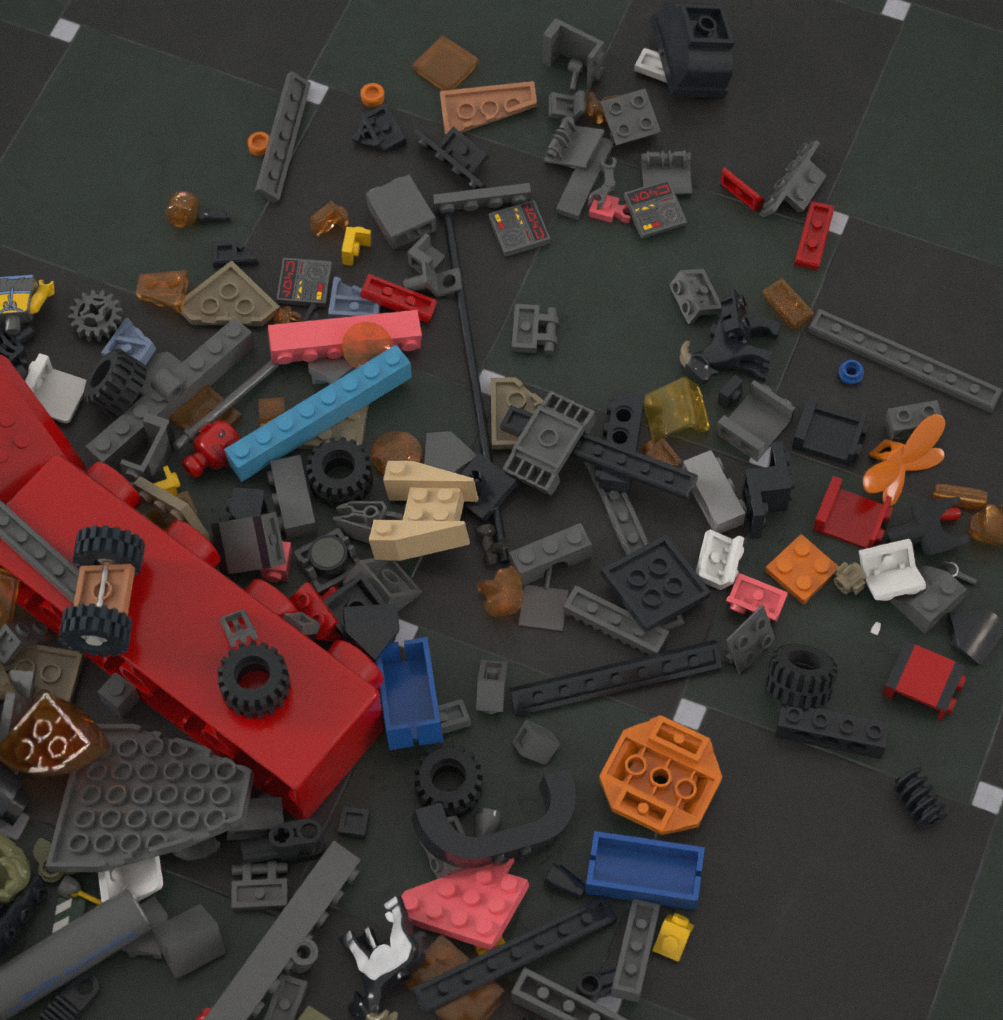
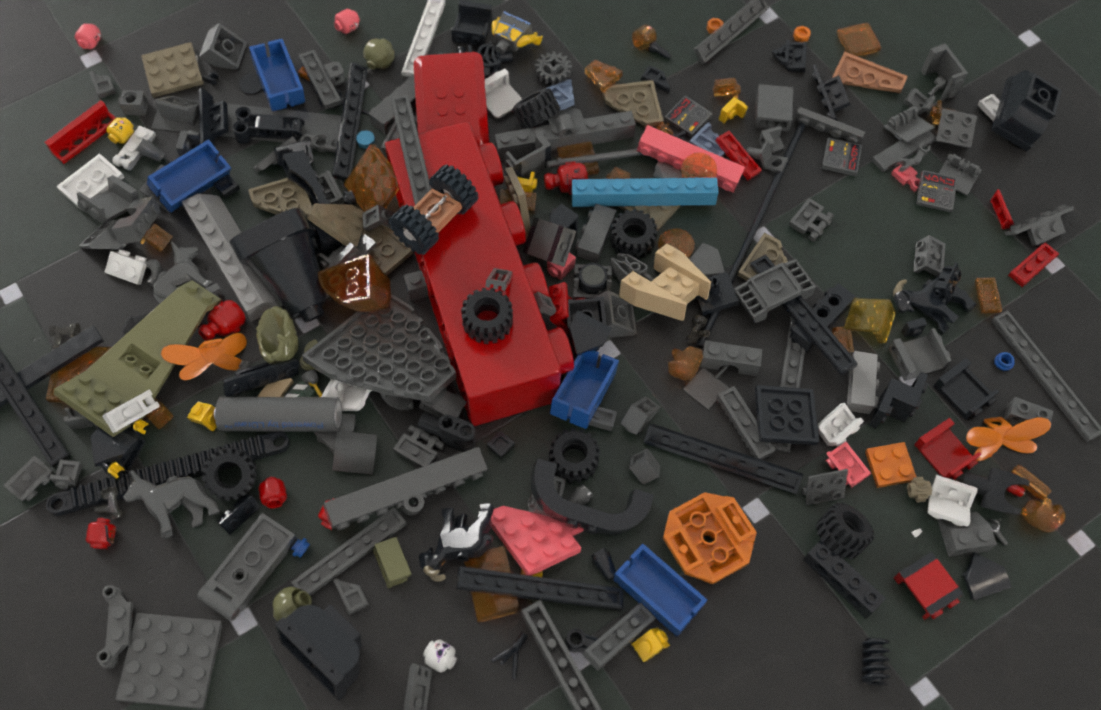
camera: 30 degrees right, 0 degrees up
(35, 929) = (276, 389): none -> tan tile

